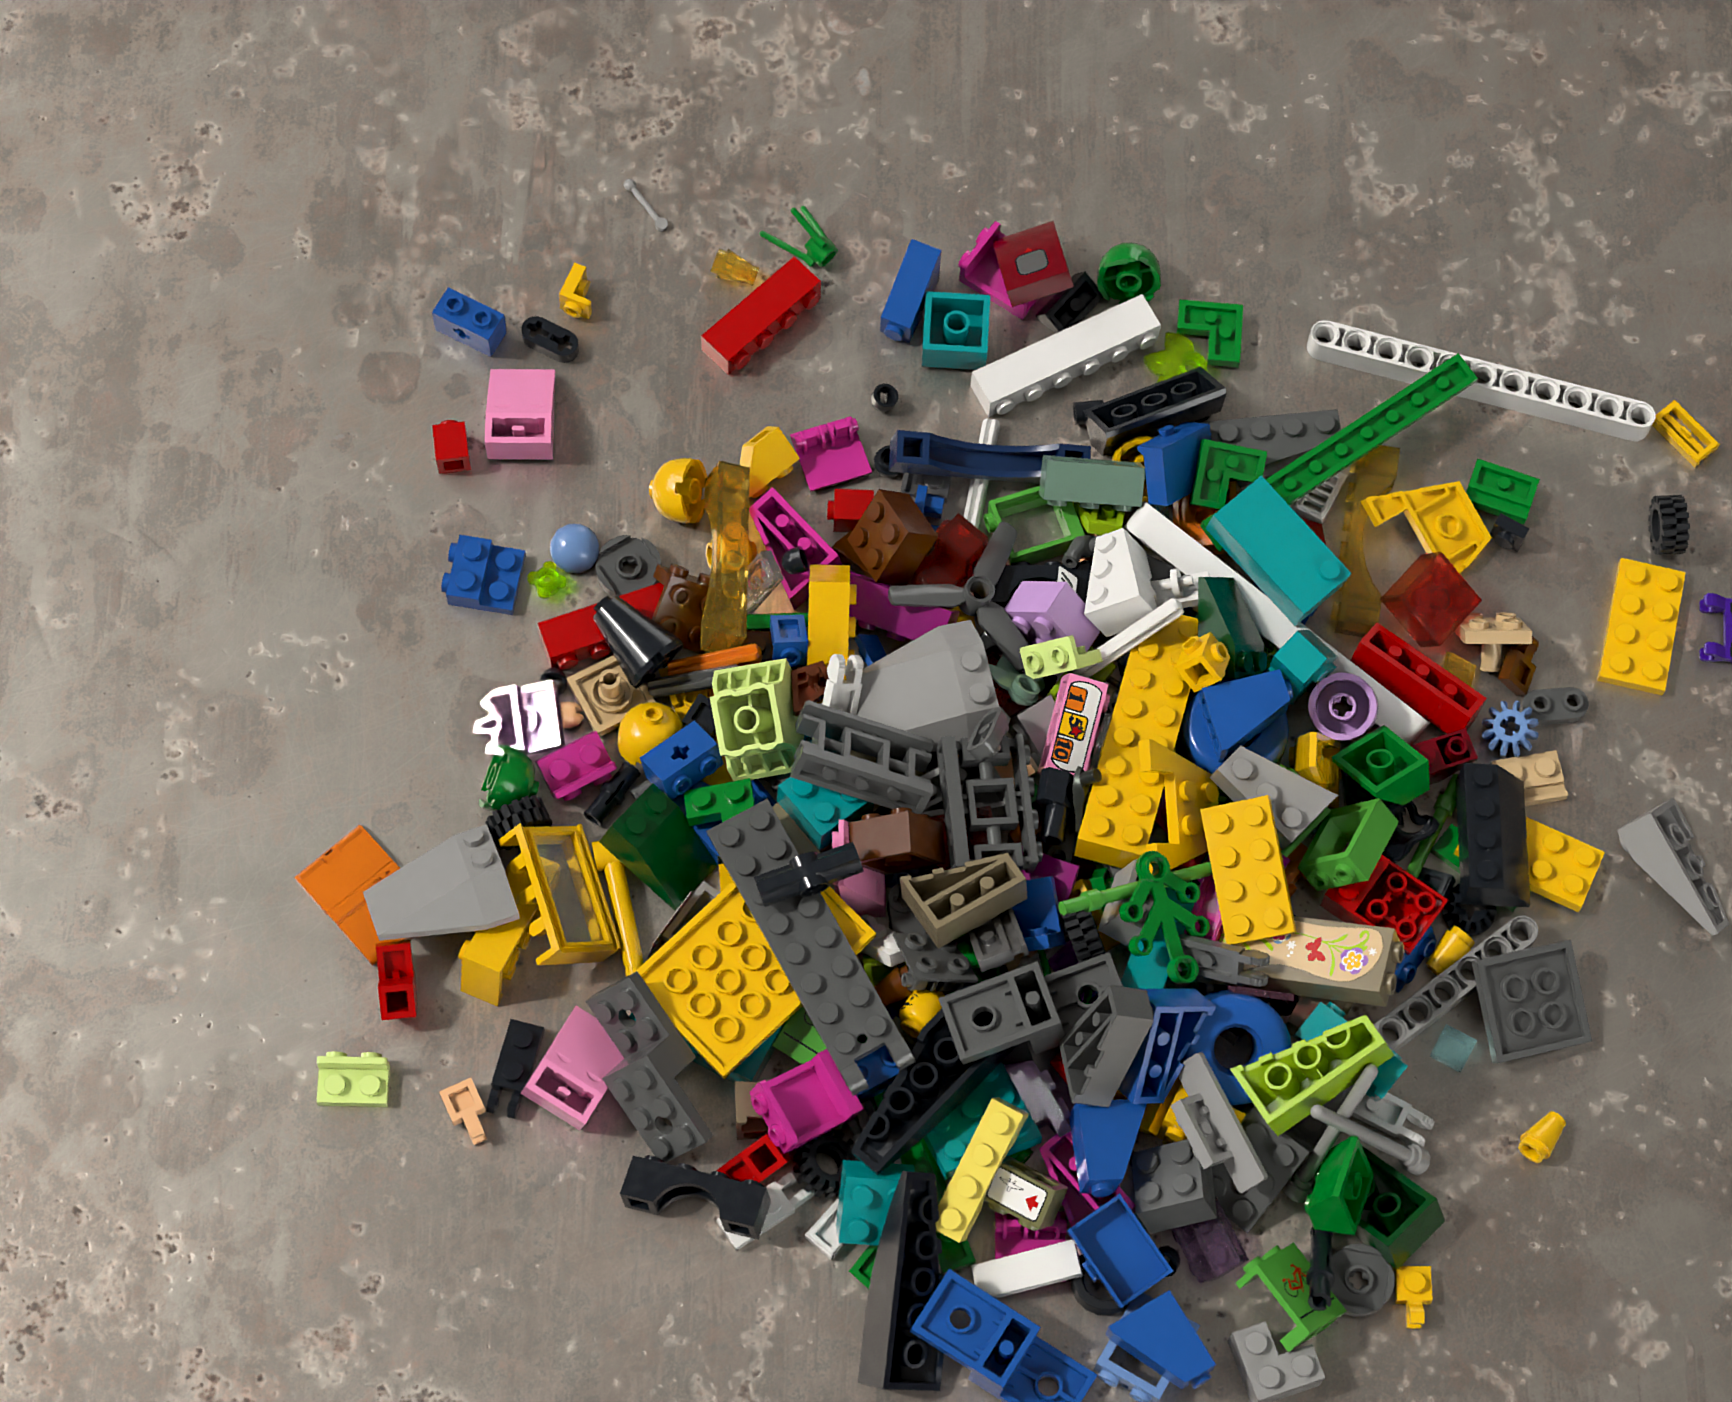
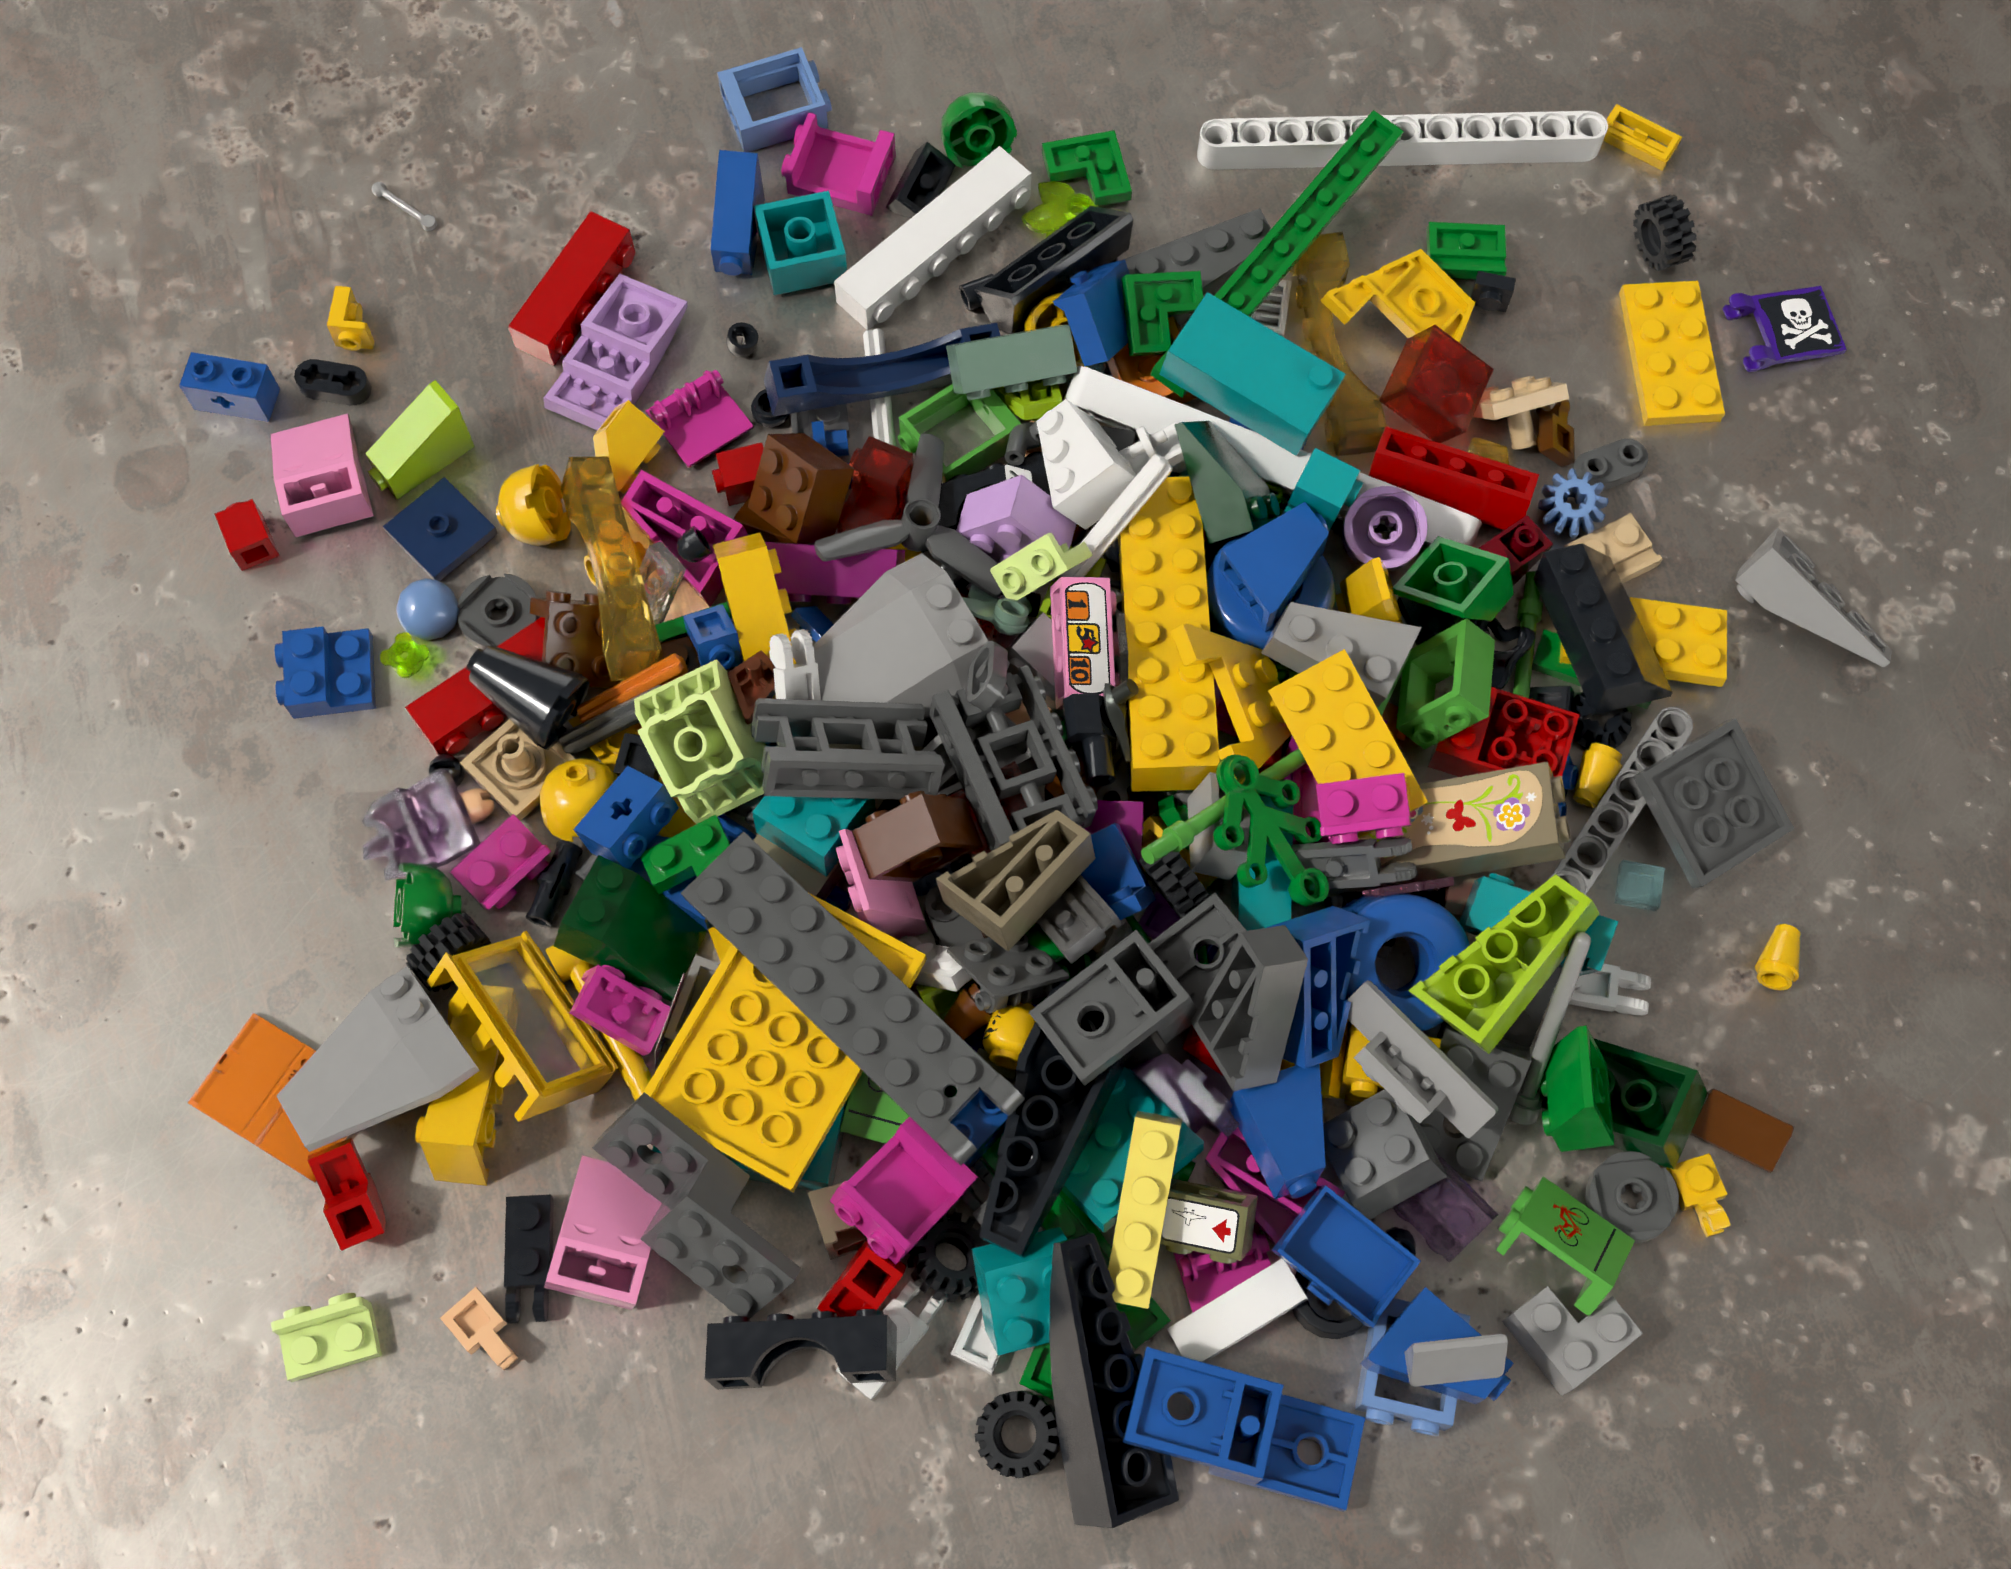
camera: 15 degrees left, 0 degrees up
(601, 486) = (440, 530): none -> dark blue plate
(605, 412) = (419, 442): none -> lime slope
(635, 904) = (620, 1009): none -> dark pink bracket
(733, 267) = (525, 245): clear yellow cone -> none
(780, 379) = (616, 351): none -> lavender slope
(808, 874) = (822, 908): black piece -> none
(815, 1306) = (990, 1438): none -> black tyre
(819, 246) = (616, 197): green plant -> none
(970, 175) = (766, 75): none -> medium blue window
(1032, 264) = (867, 144): dark red slope -> none
(1172, 1346) = (1456, 1360): none -> light grey slope
(1202, 661) = (1212, 518): yellow brick -> none
(1242, 920) = (1363, 806): none -> dark pink bracket
(1320, 1275) = (1593, 1208): black pin -> none
(1411, 1157) = (1641, 1028): light grey piece -> none
(1461, 1257) = (1742, 1130): none -> reddish brown slope

